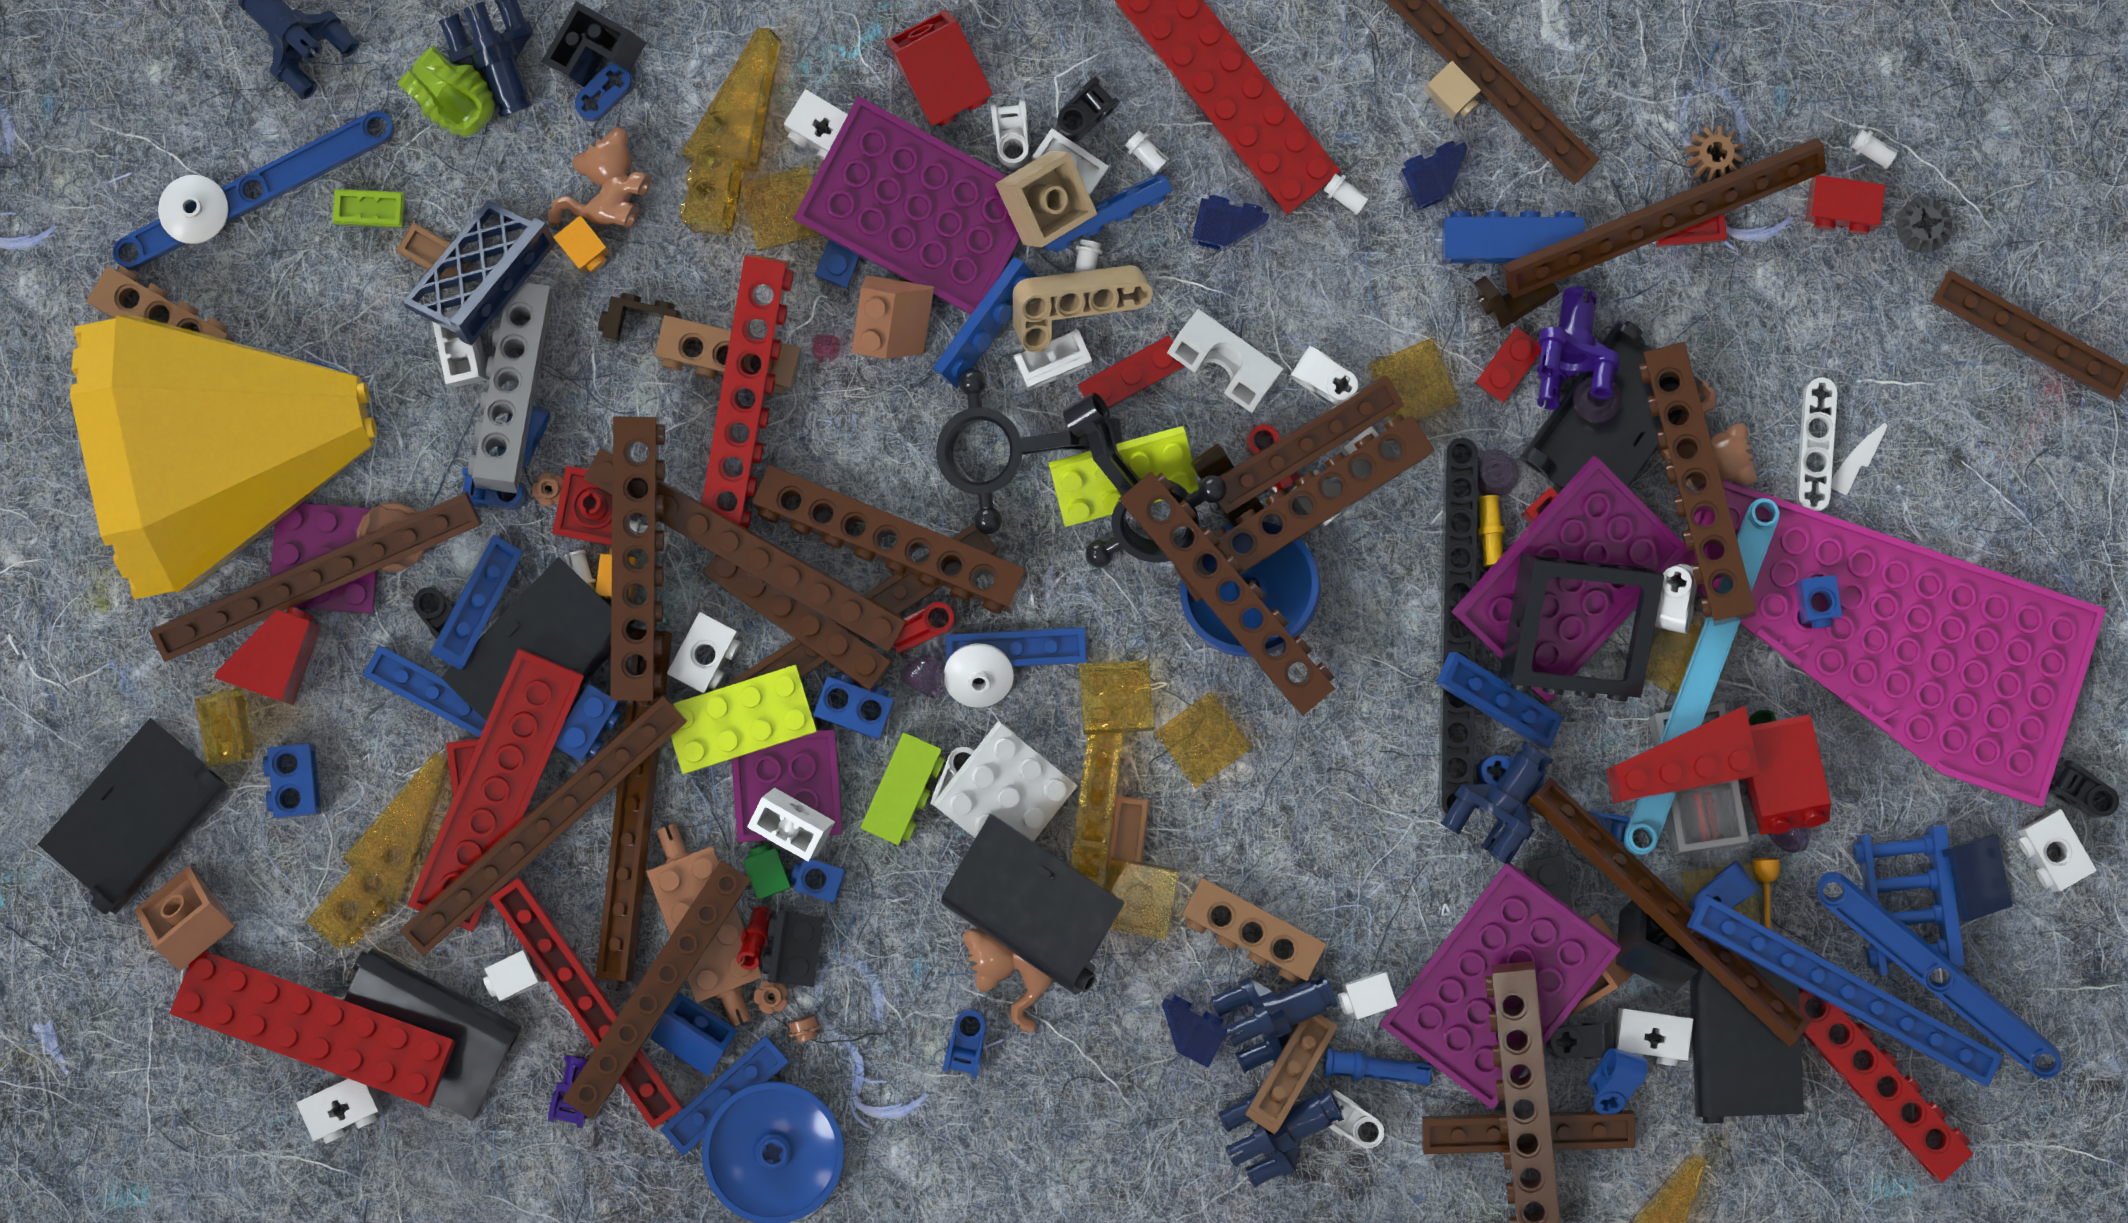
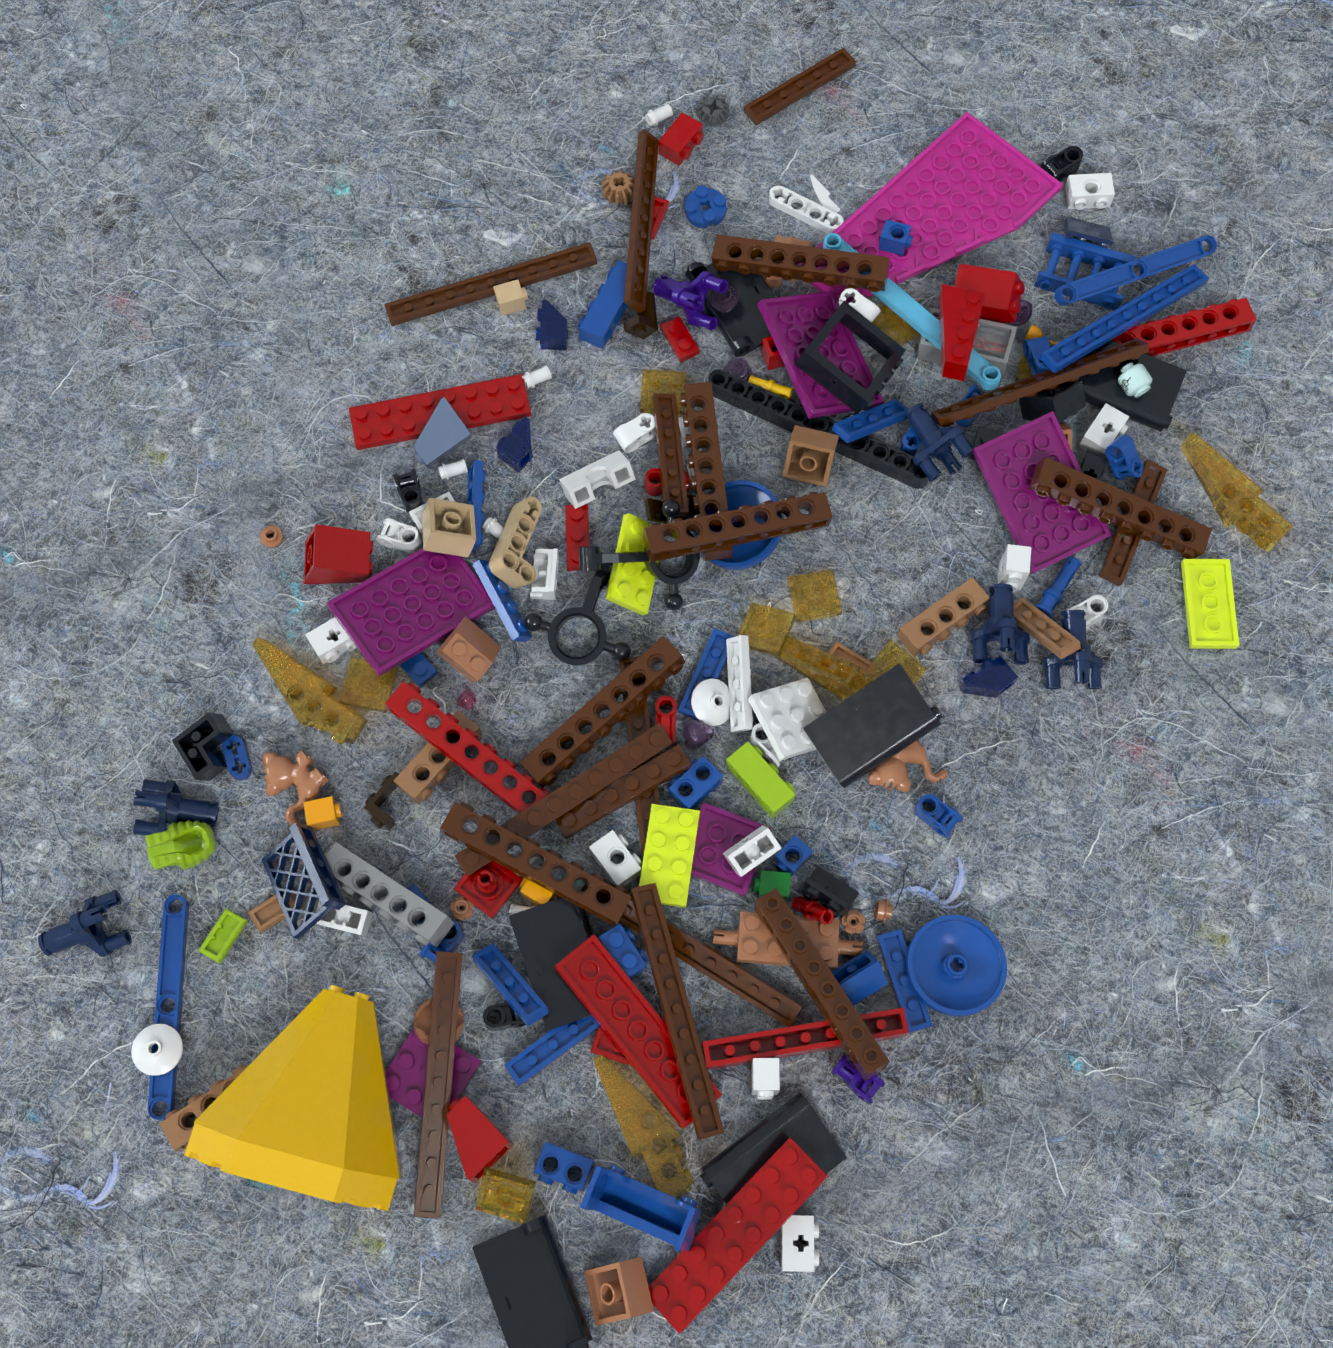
camera: 60 degrees left, 15 degrees down
(286, 901) = (642, 1207): none -> blue windscreen
(1019, 699) = (739, 683): none -> white plate
(1184, 112) = (440, 435): none -> sand blue slope
(1401, 639) = (810, 455): none -> medium nougat brick
(1733, 308) = (709, 197): none -> blue plate
(1742, 1045) = (1135, 380): none -> light aqua head

